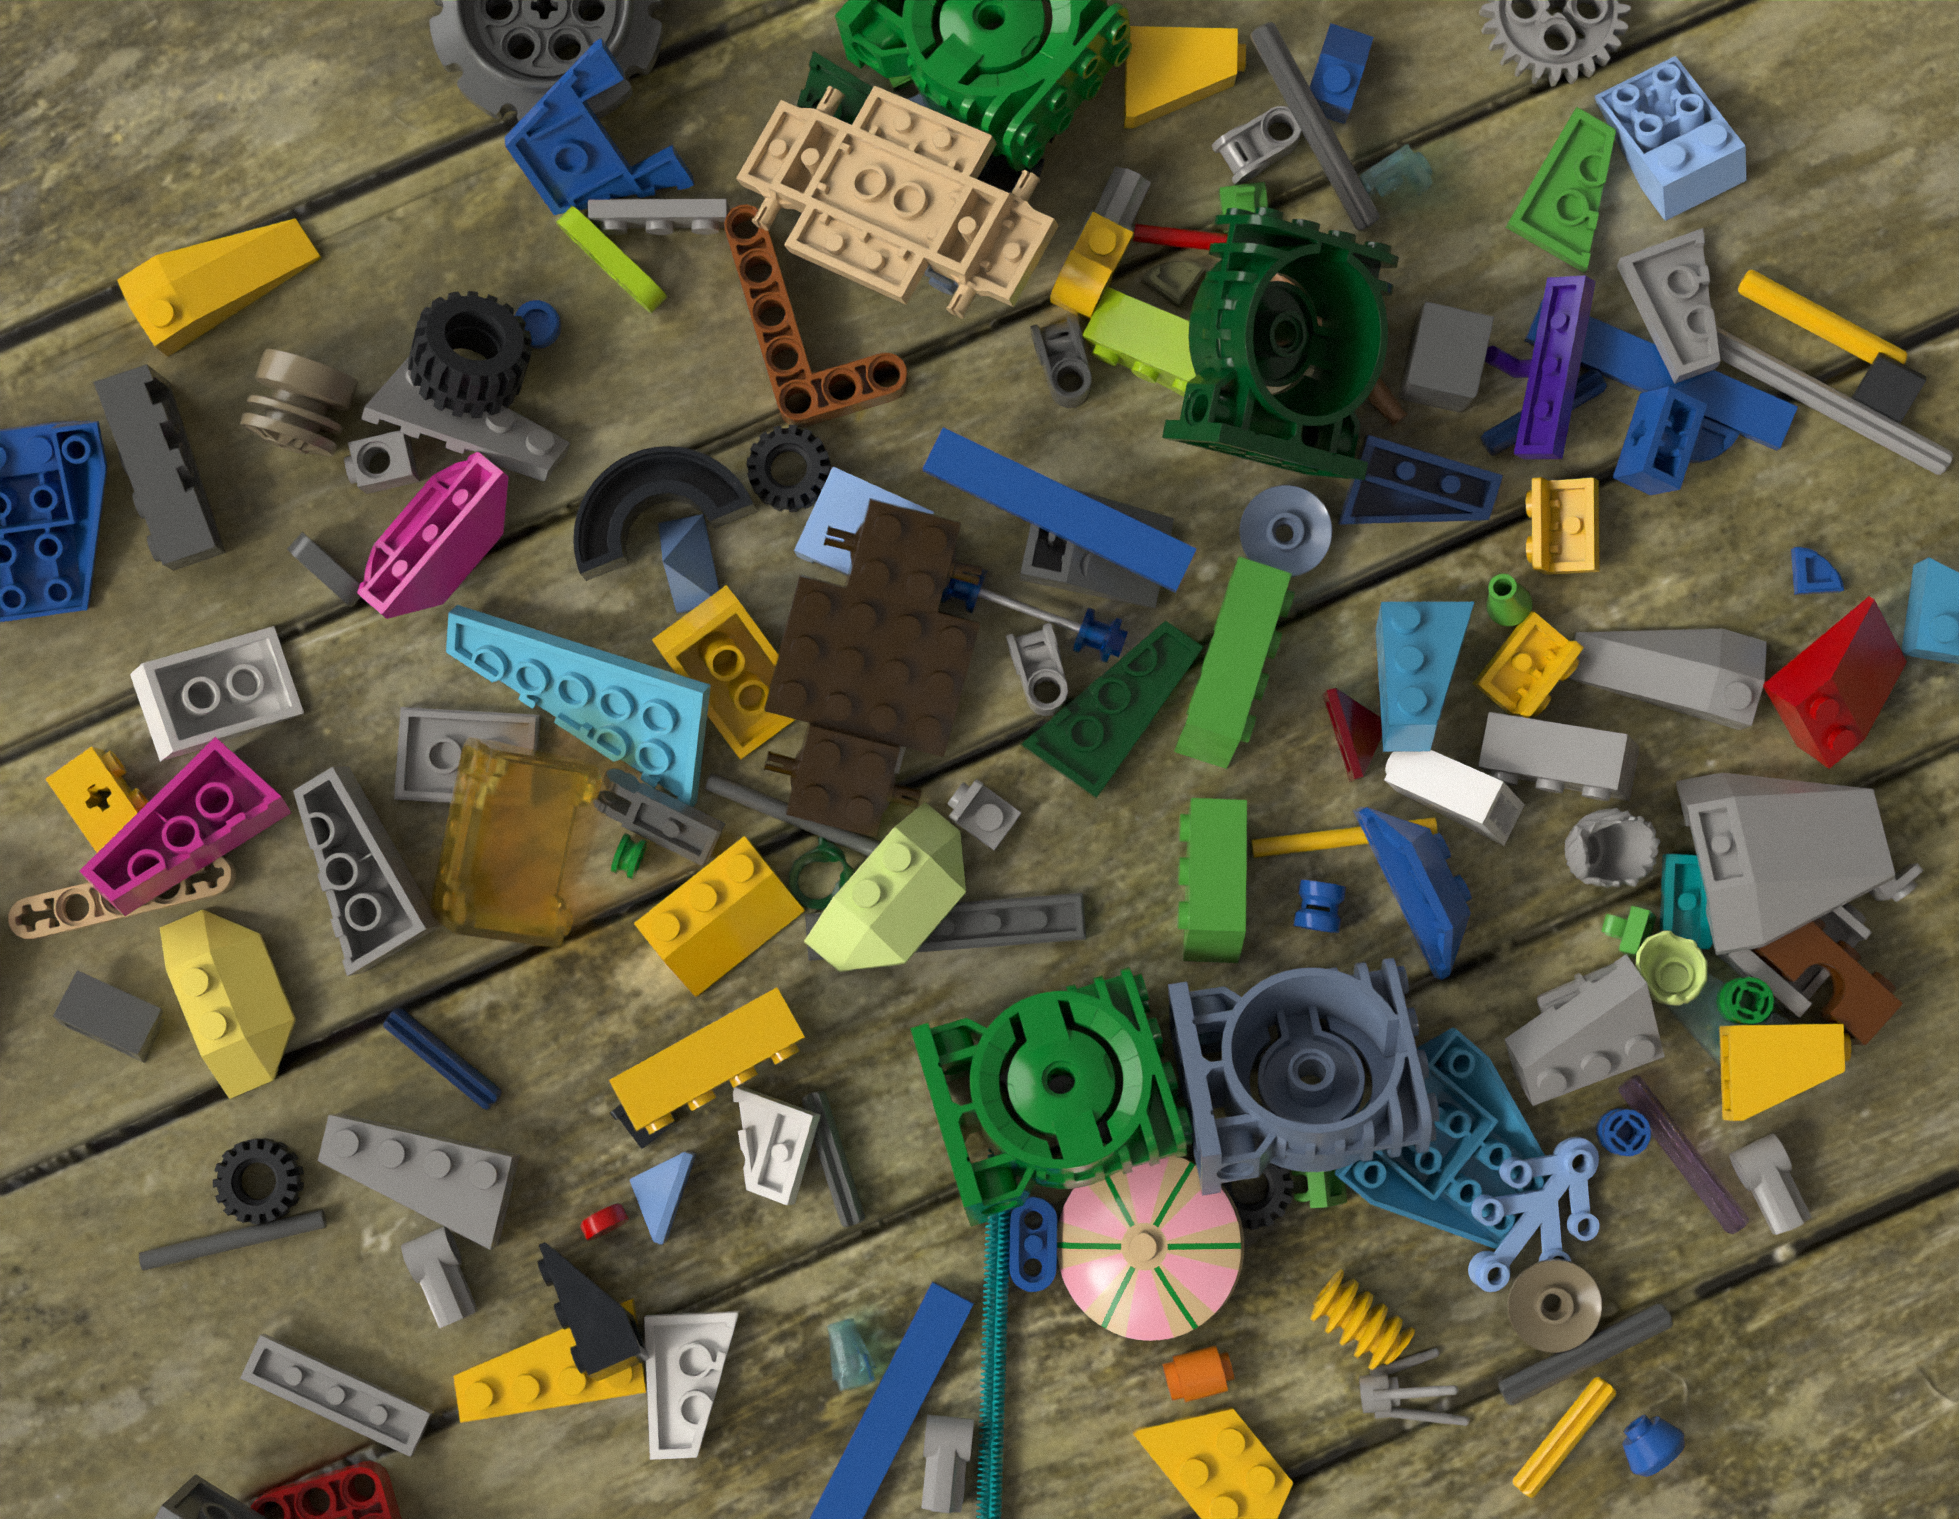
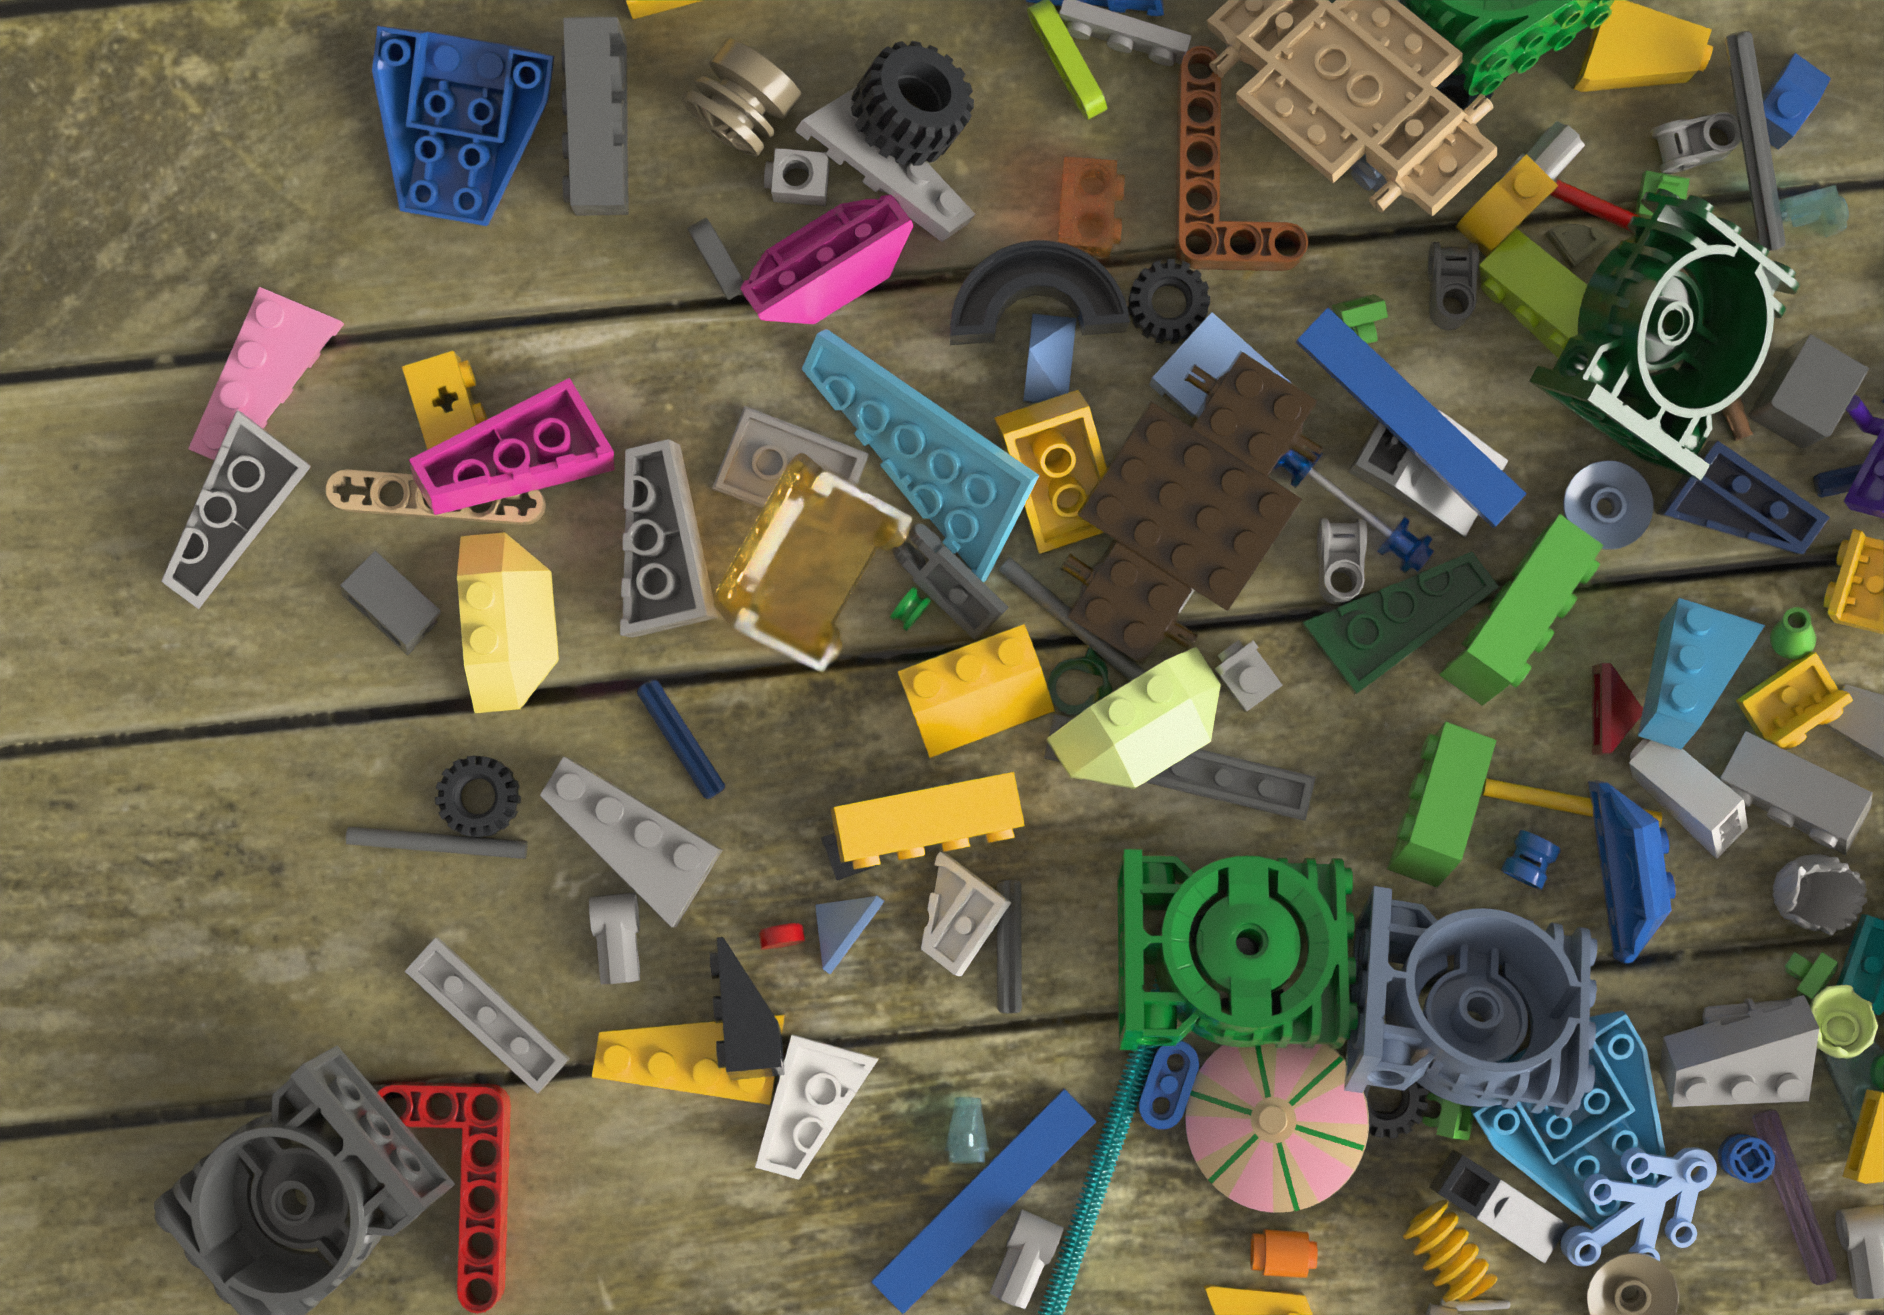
camera: 15 degrees right, 0 degrees up
(216, 692) = (580, 337): white slope -> none
(541, 322) = (985, 95): blue tile -> none
(669, 403) = (1080, 206): none -> clear orange brick
(982, 421) = (1360, 315): none -> bright green tile
(1396, 1259) = (1498, 1206): none -> slope

